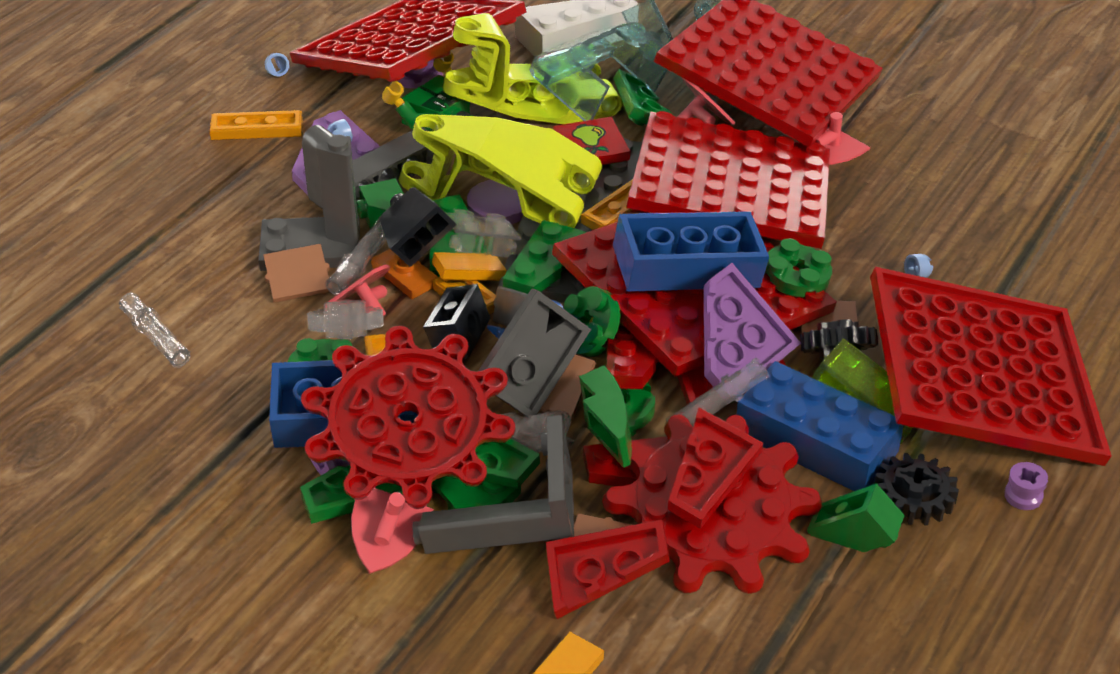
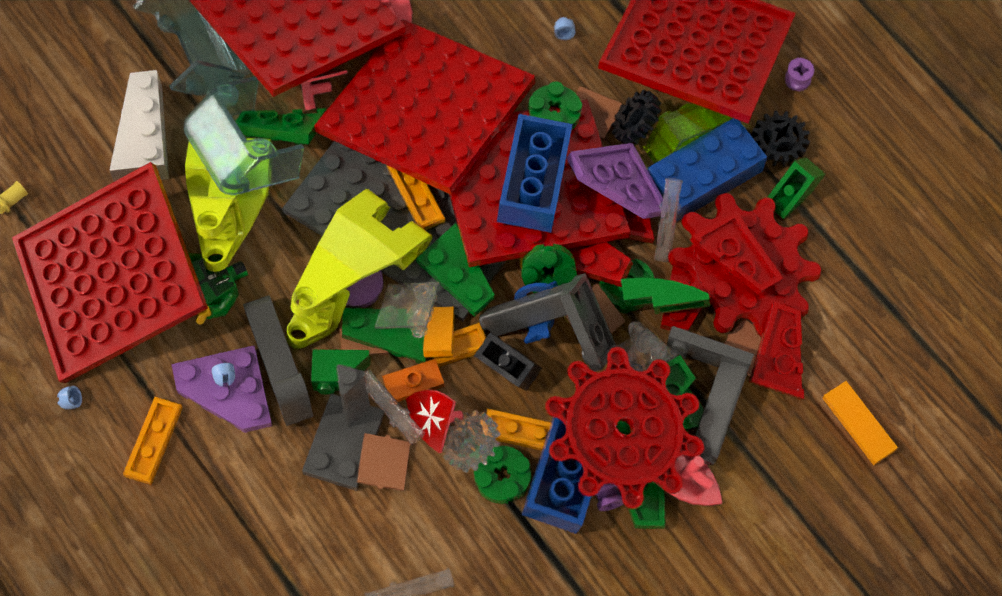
camera: 70 degrees left, 25 degrees up
(414, 225) = (393, 354): black torso -> none
(598, 137) = (325, 184): red tile -> none

